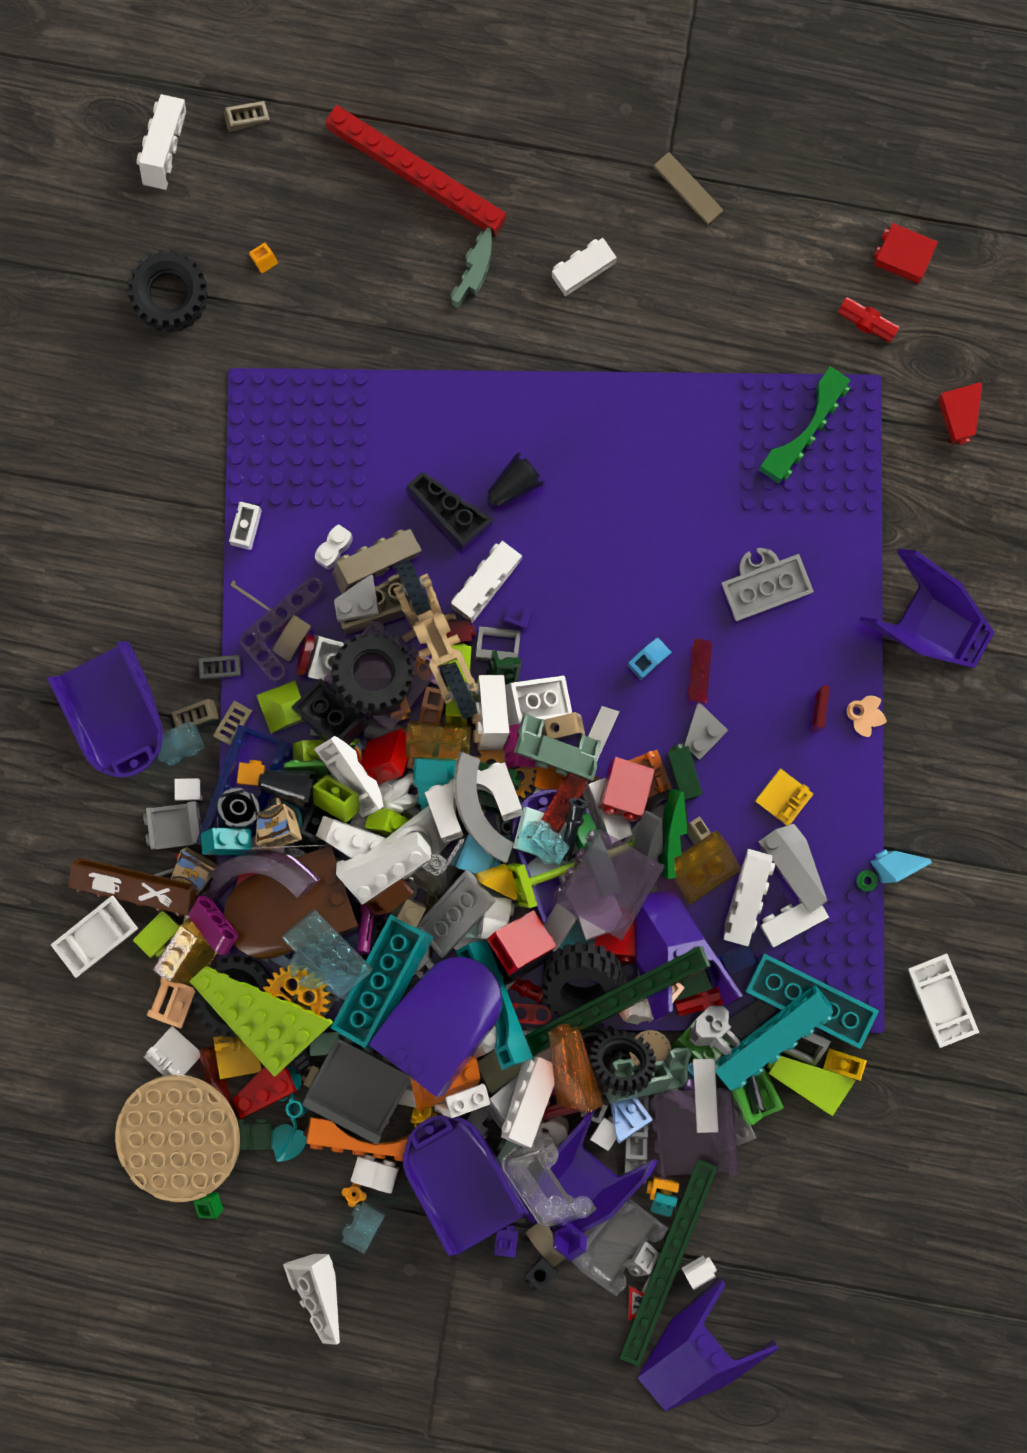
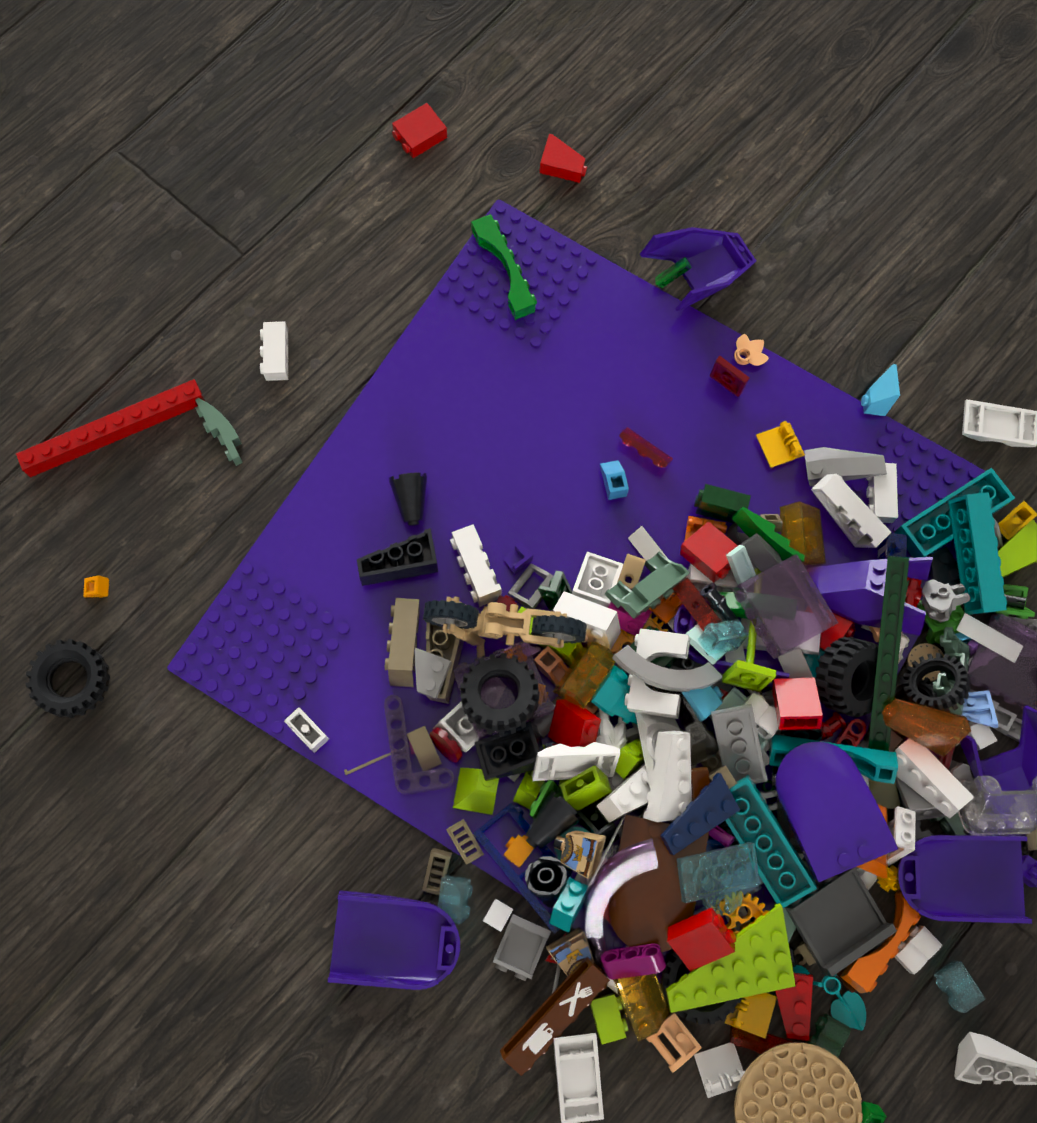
camera: 65 degrees left, 10 degrees down
(203, 667) = (409, 842): dark grey slope -> none
(262, 970) = (701, 939): none -> red brick
(330, 551) = (369, 665): white brick -> none
(352, 1200) = (929, 981): light orange plate -> none
(372, 913) = (703, 814): none -> dark blue wing
(499, 879) = (731, 691): yellow slope -> none
(626, 822) = (740, 564): none -> light aqua tile
(688, 188) = (267, 246): dark tan tile -> none
(703, 732) = (693, 472): light grey wing -> none
(766, 584) = (606, 363): light grey plate -> none
(860, 880) = (875, 426): green plate -> none
(868, 320) = (452, 182): red piece -> none
(904, 592) = (673, 273): none -> green slope

